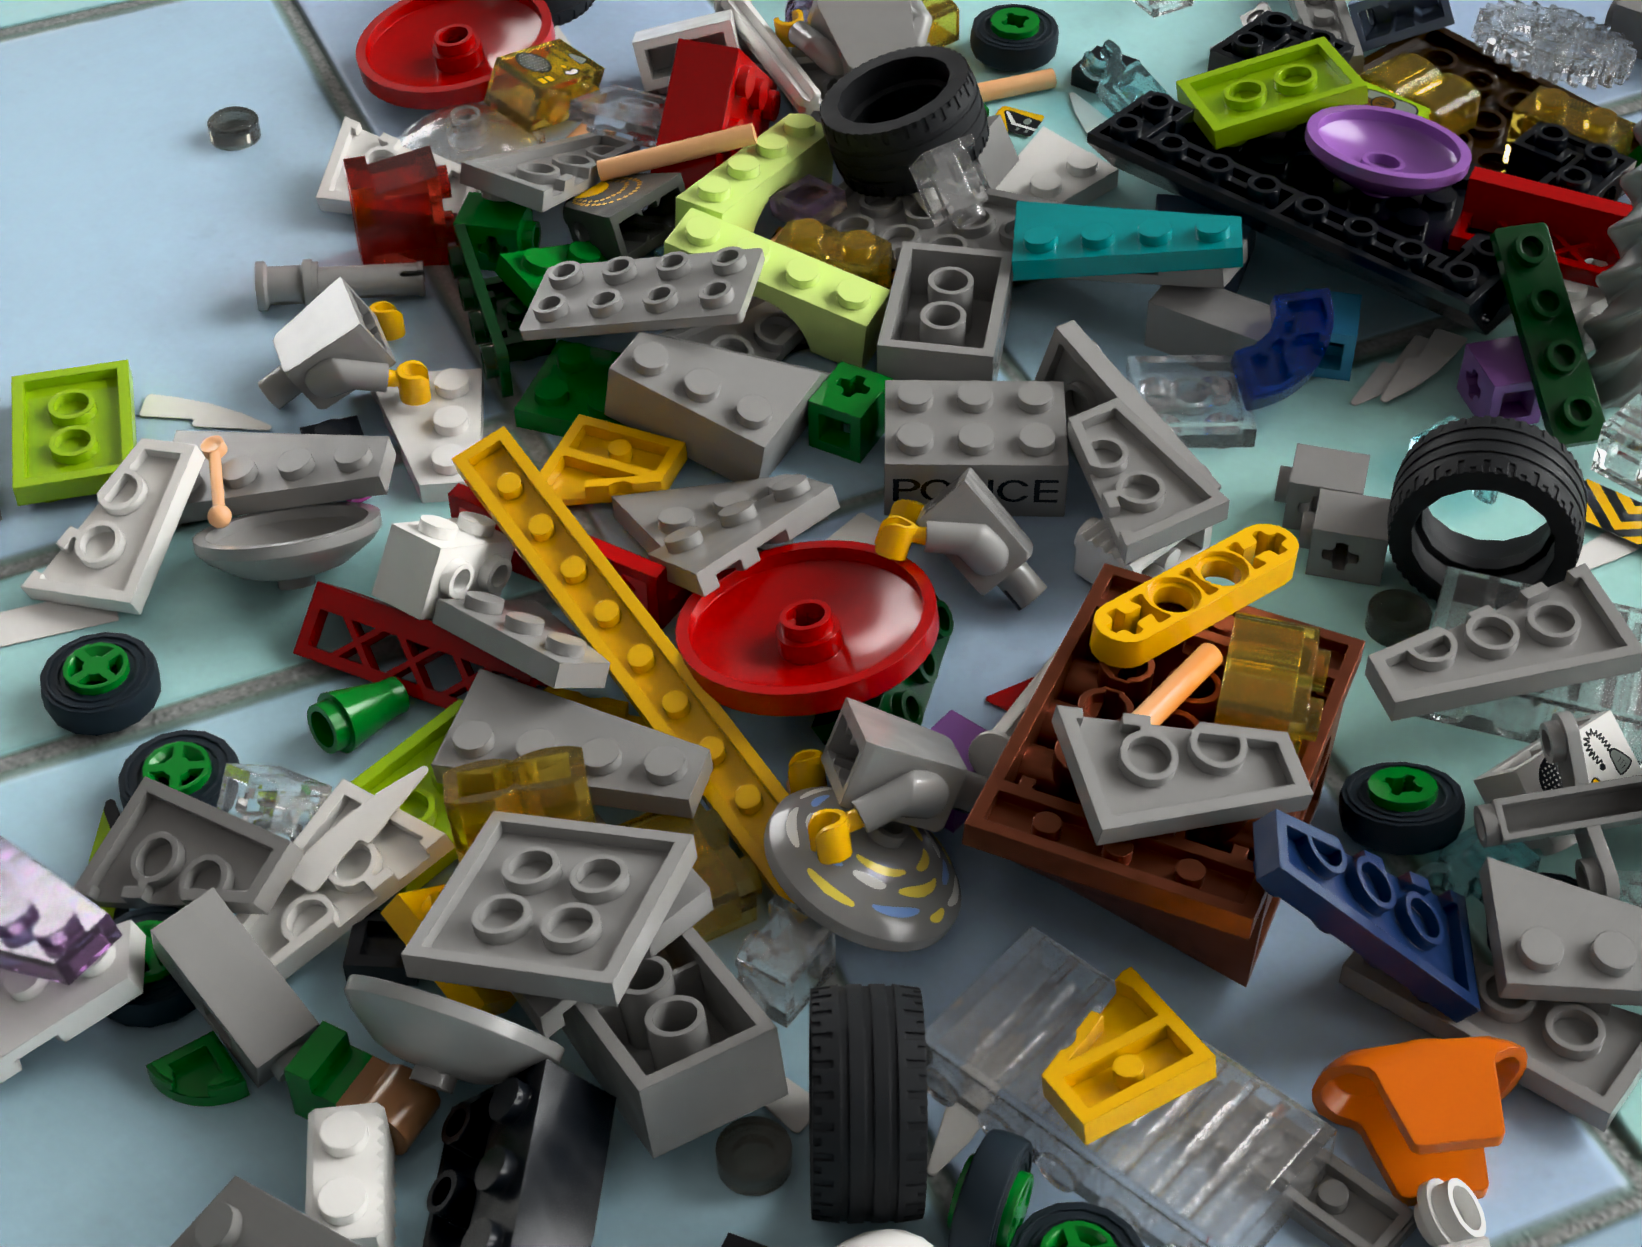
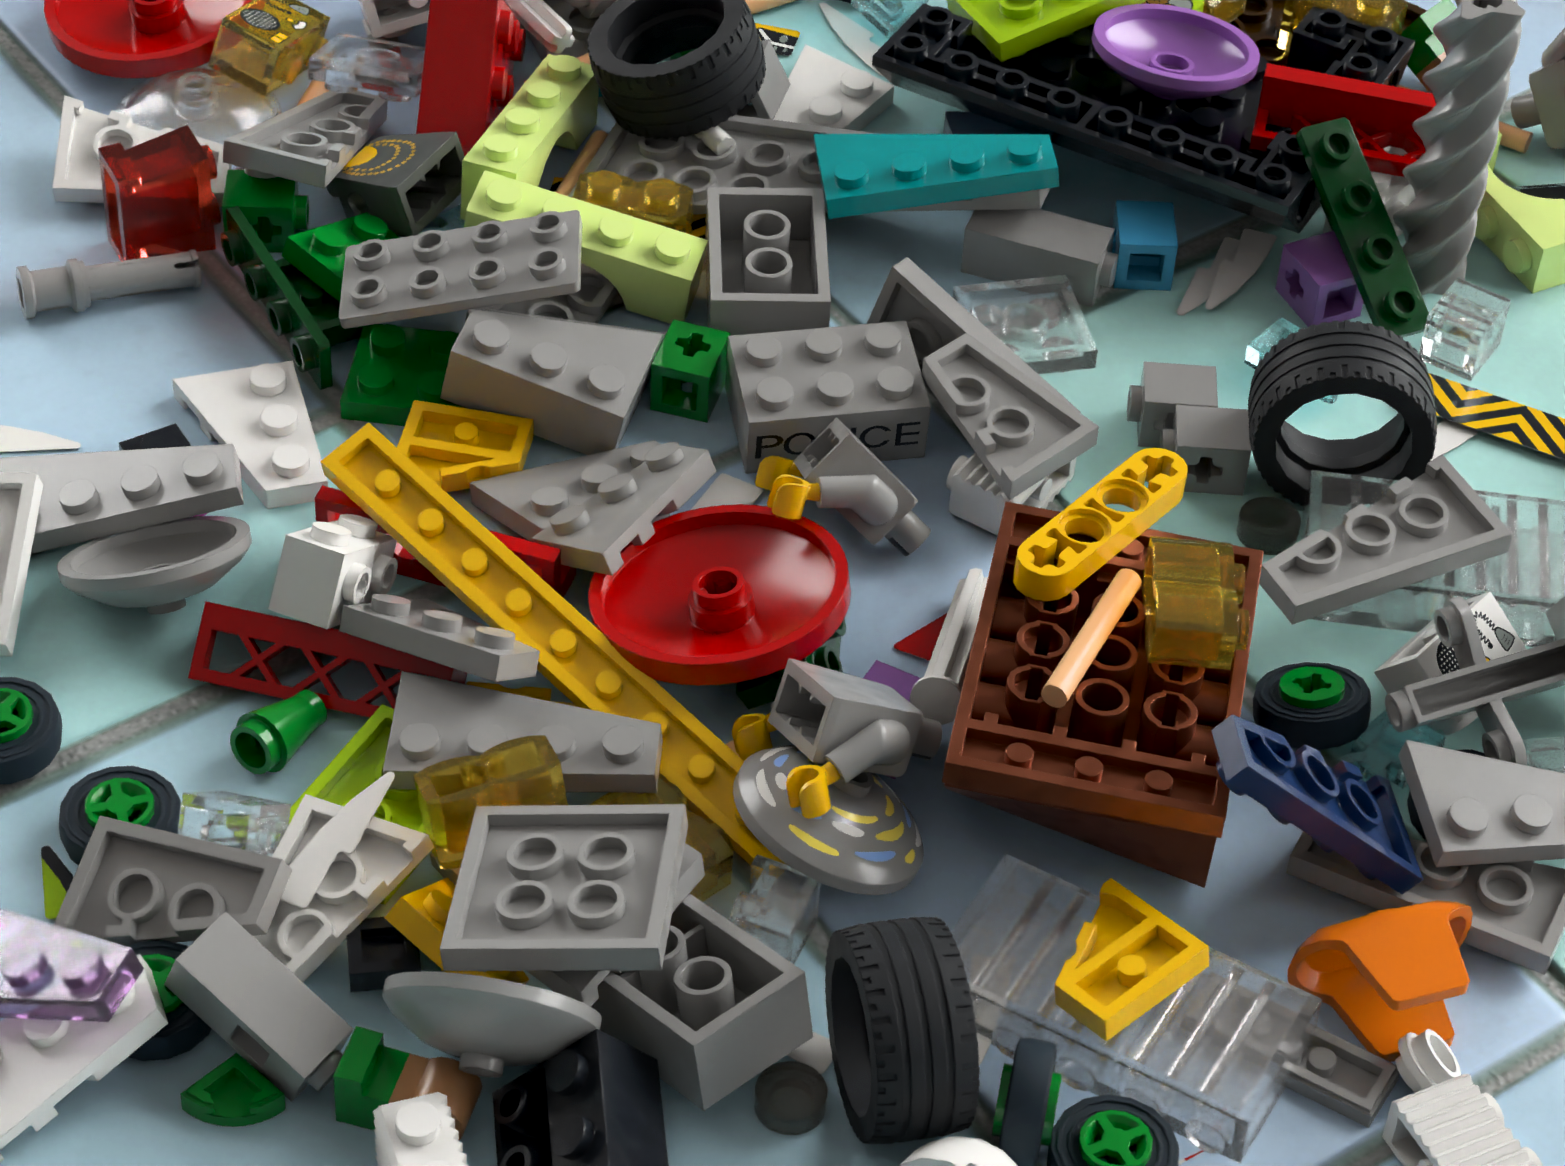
camera: 15 degrees left, 0 degrees up
(213, 450) = (76, 543): light nougat hinge -> none
(342, 348) = (142, 356): light grey torso -> none
(677, 152) = (445, 109): light nougat bar -> none
(808, 199) = (591, 150): plate -> none
(951, 183) = (744, 122): clear brick -> none
(1172, 779) = (1129, 699): light grey wing -> none
(1289, 351) = (1116, 267): clear blue tile -> none

